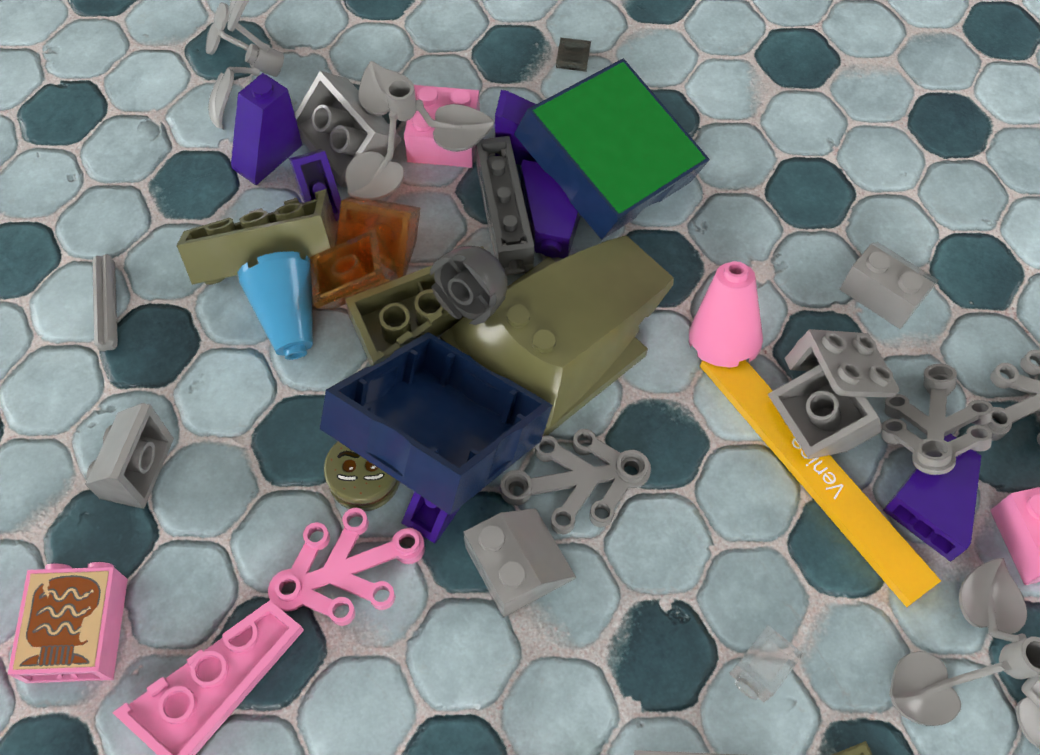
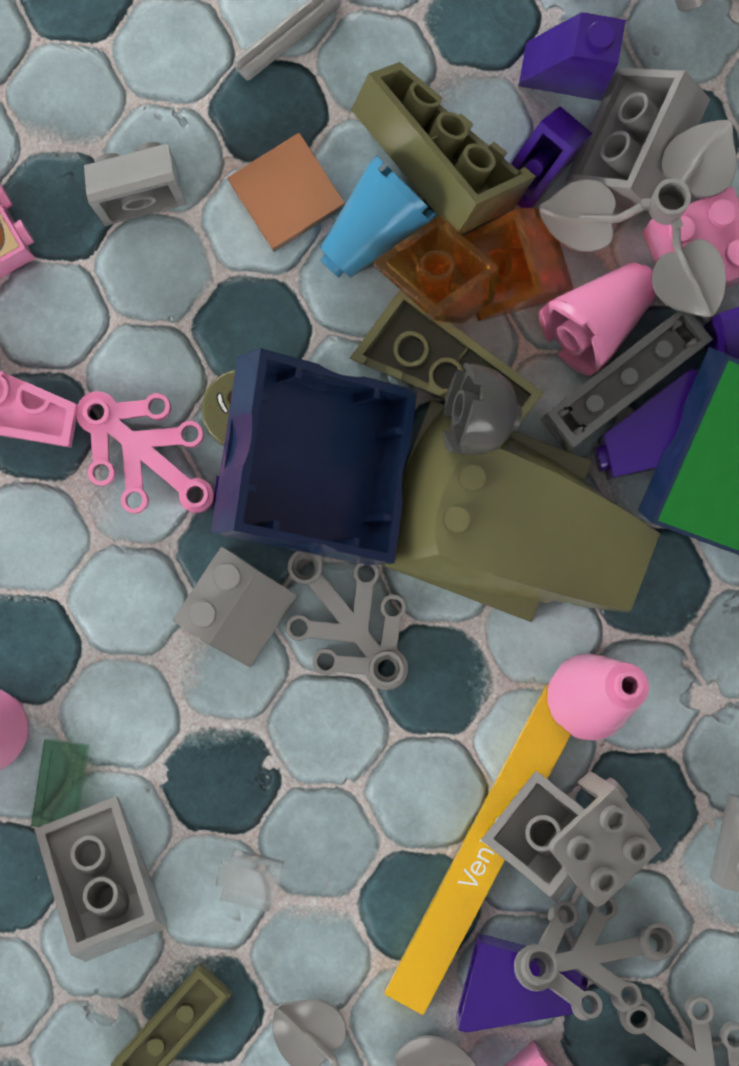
camera: 65 degrees right, 25 degrees up
(217, 361) = (286, 192): none -> nougat tile
(450, 205) = (598, 316): none -> bright pink cone

